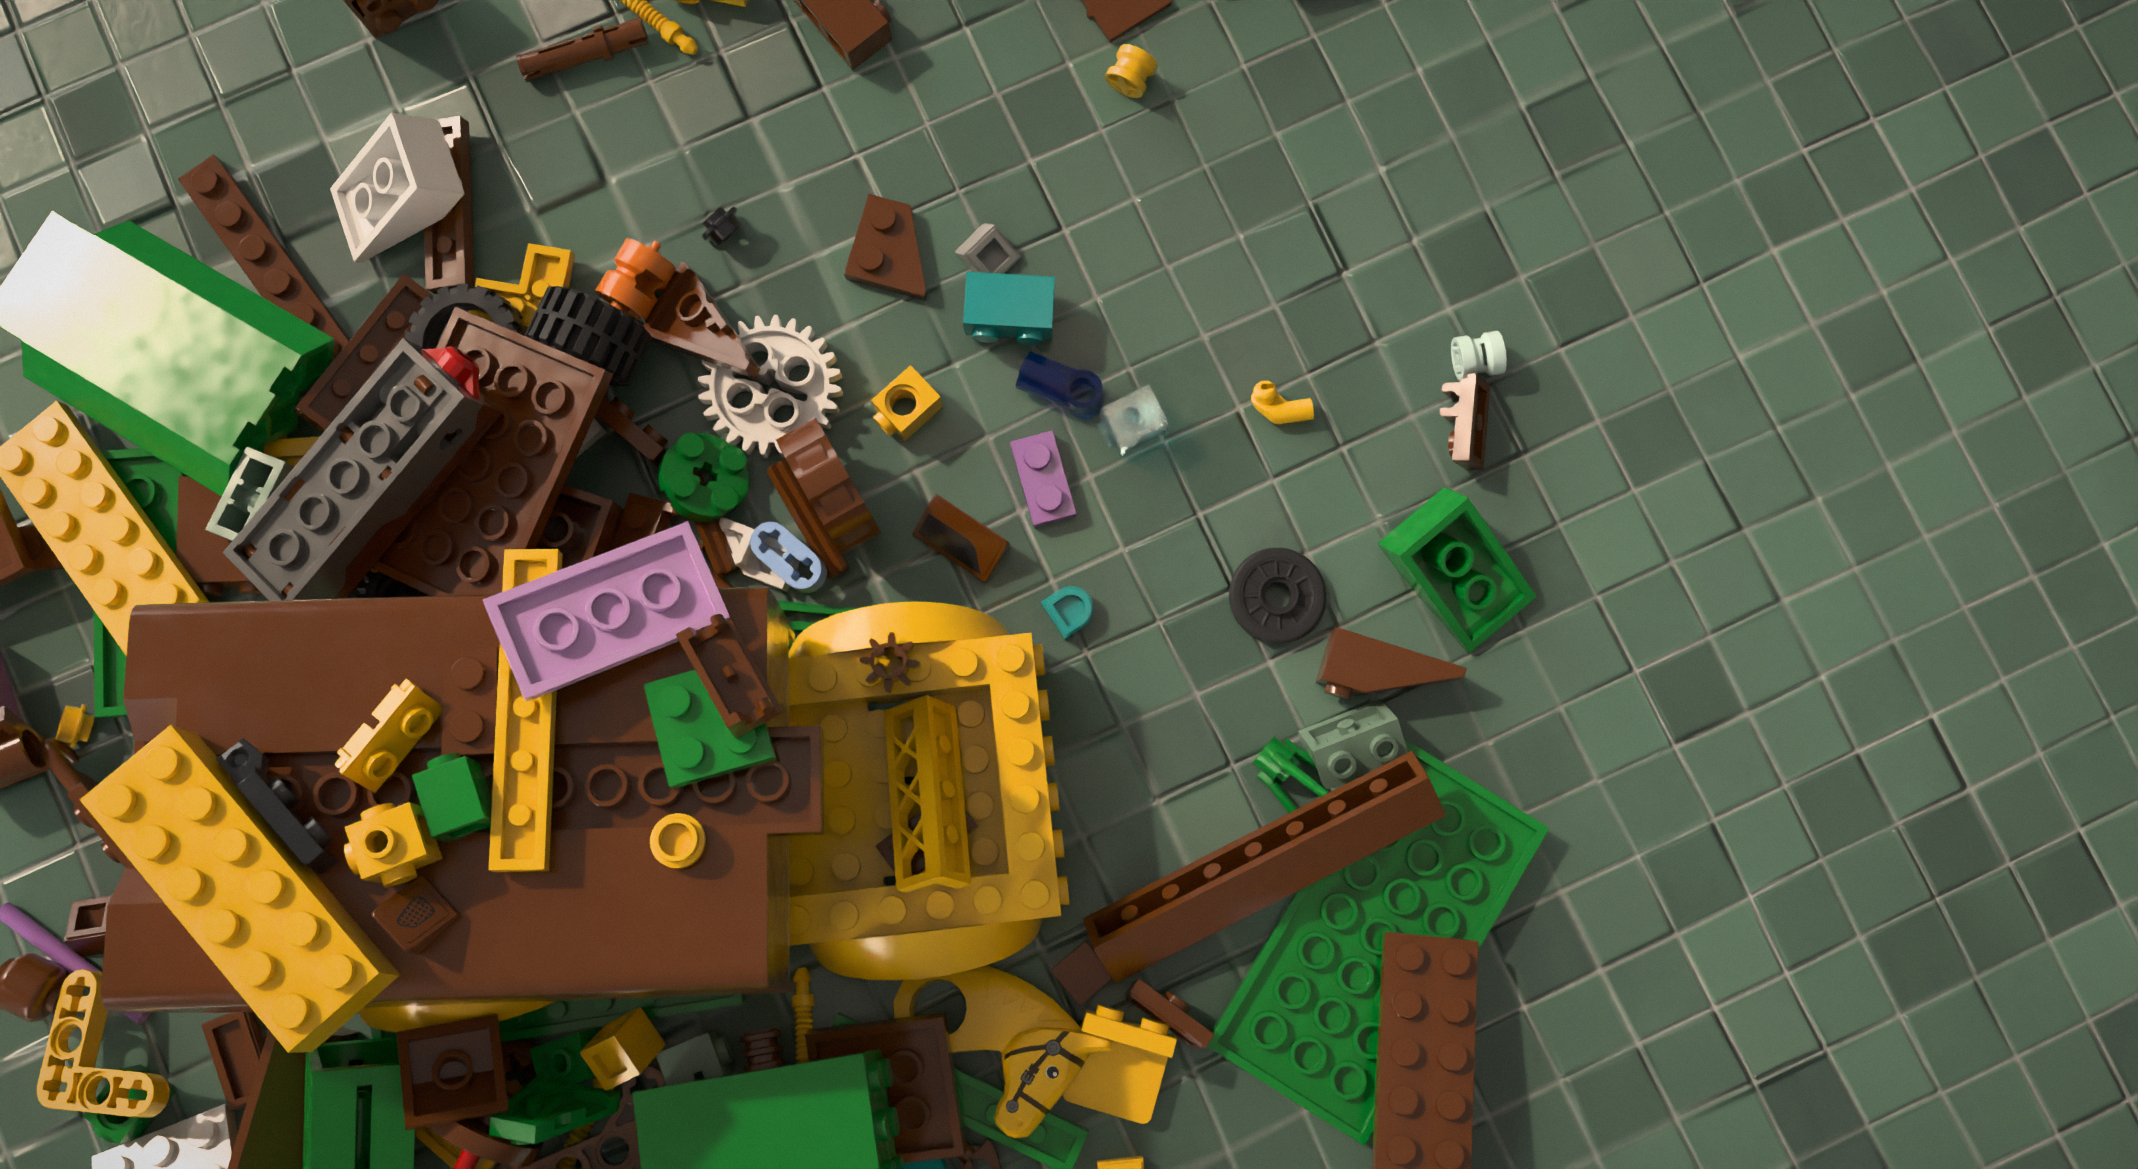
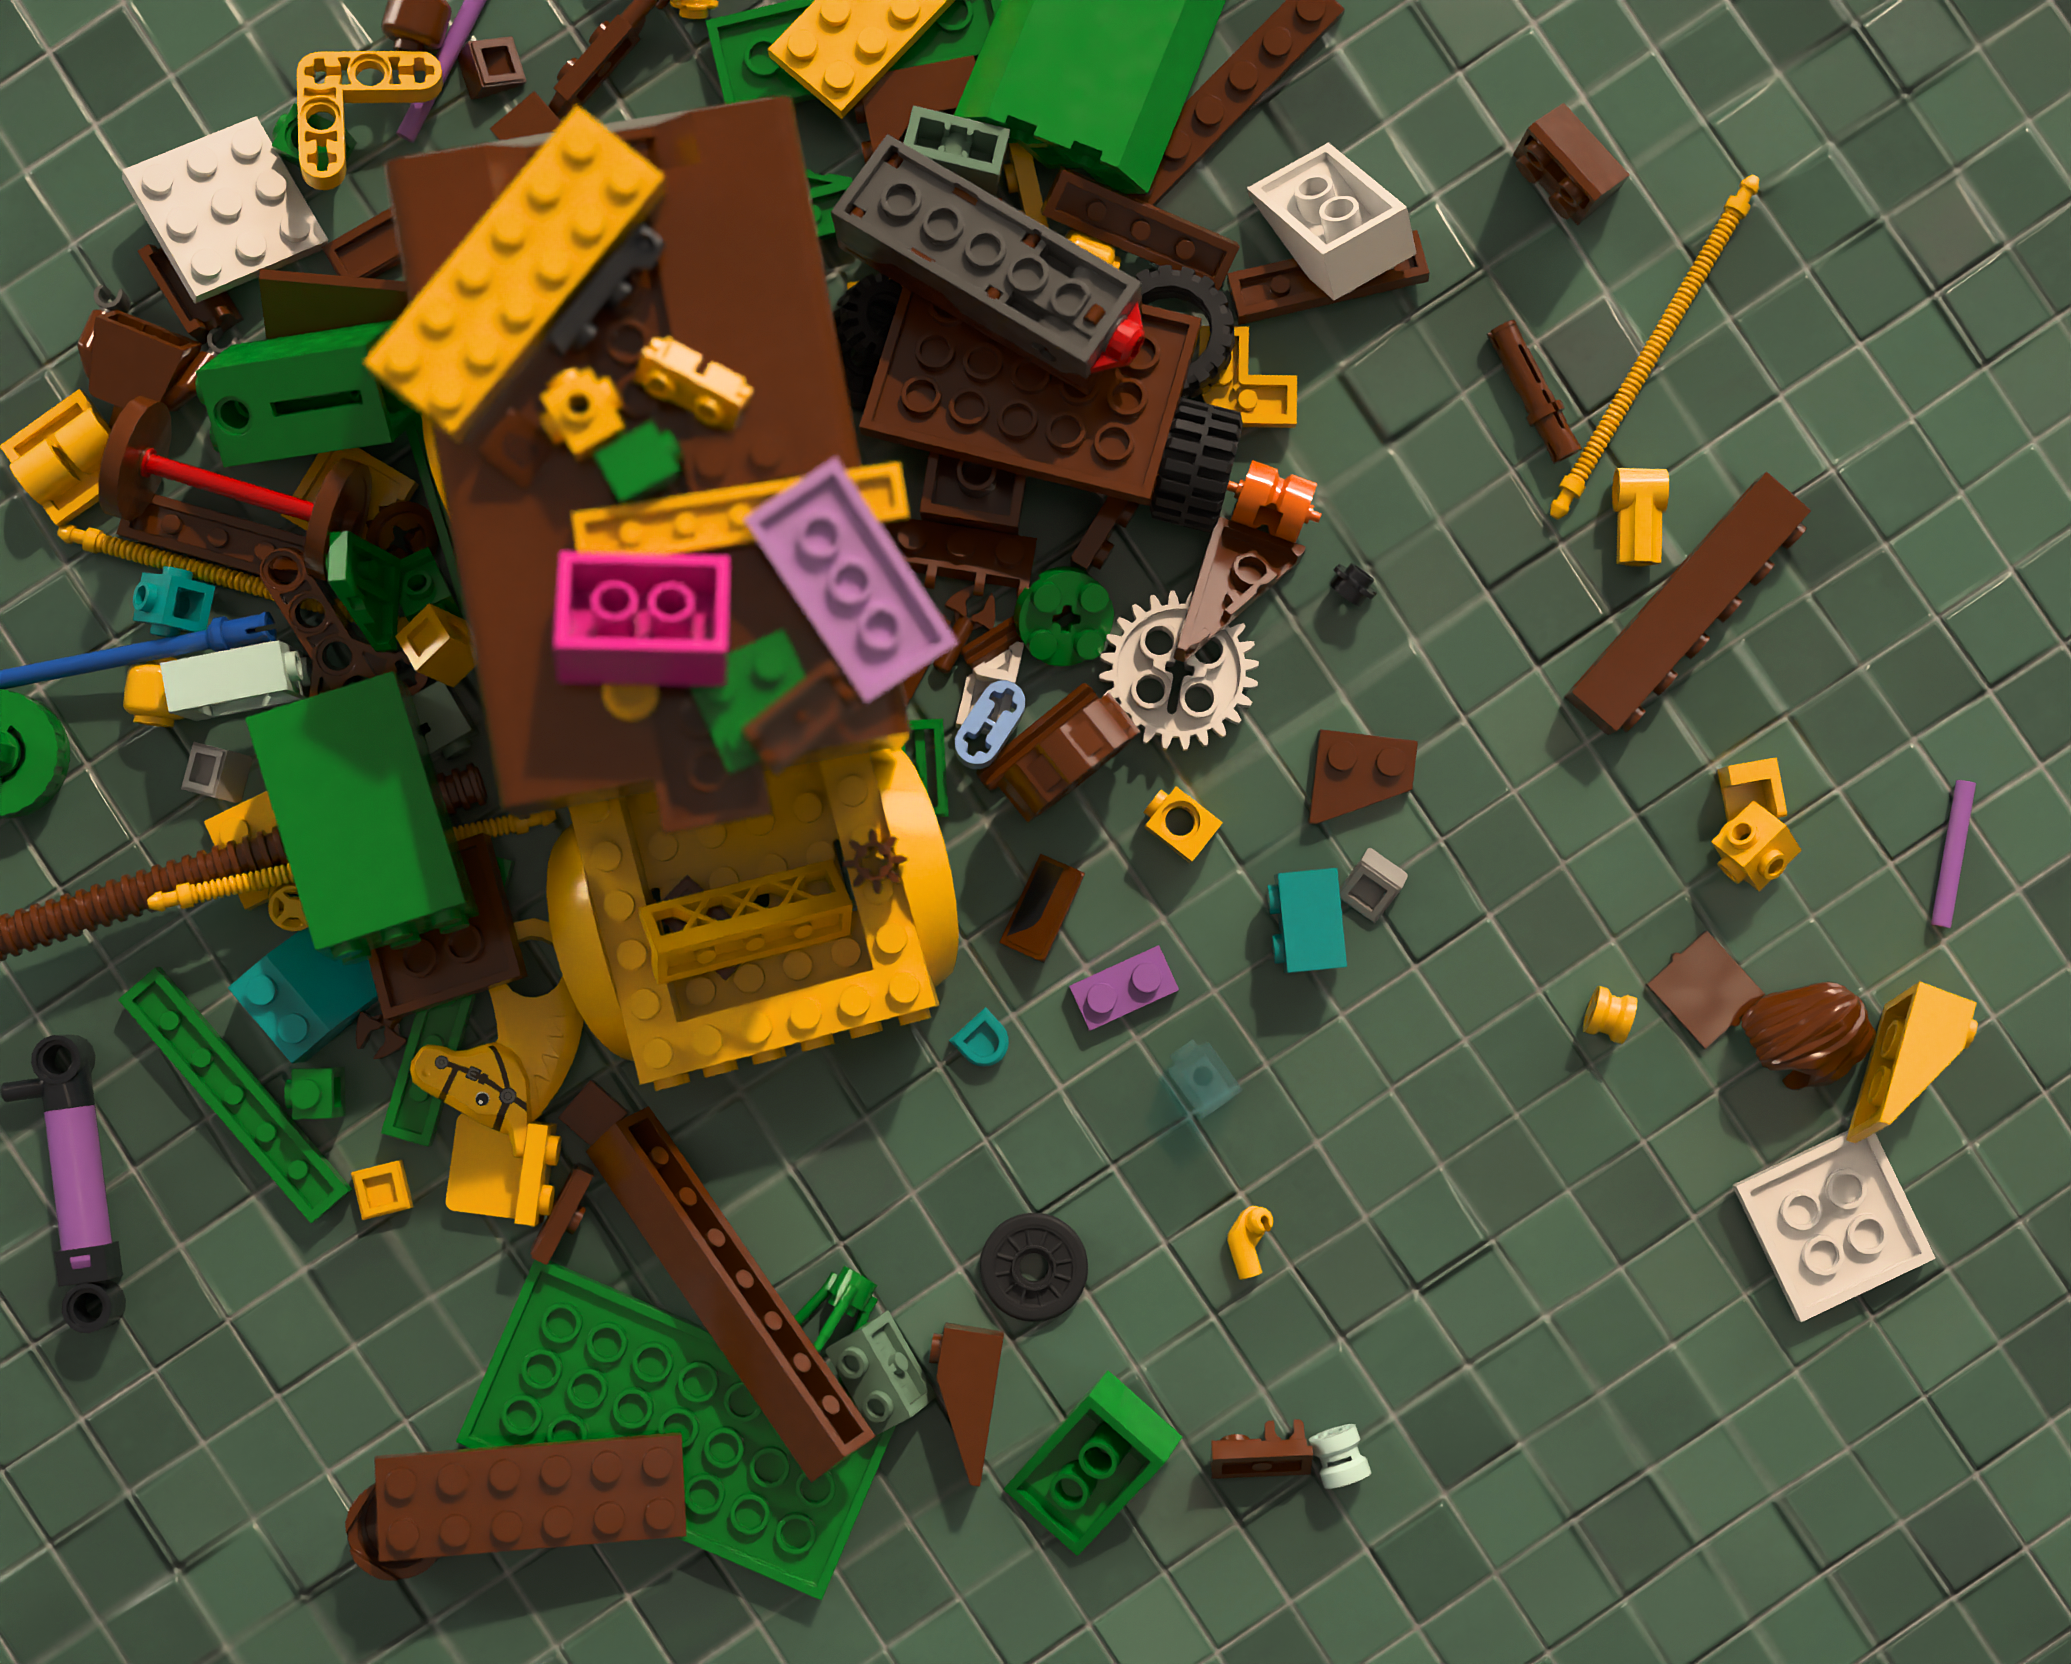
camera: 85 degrees right, 5 degrees up
(452, 1072) = (387, 482): reddish brown slope -> none
(604, 811) = (642, 619): none -> dark pink brick
(1058, 382) = (1232, 986): clear blue piece -> none

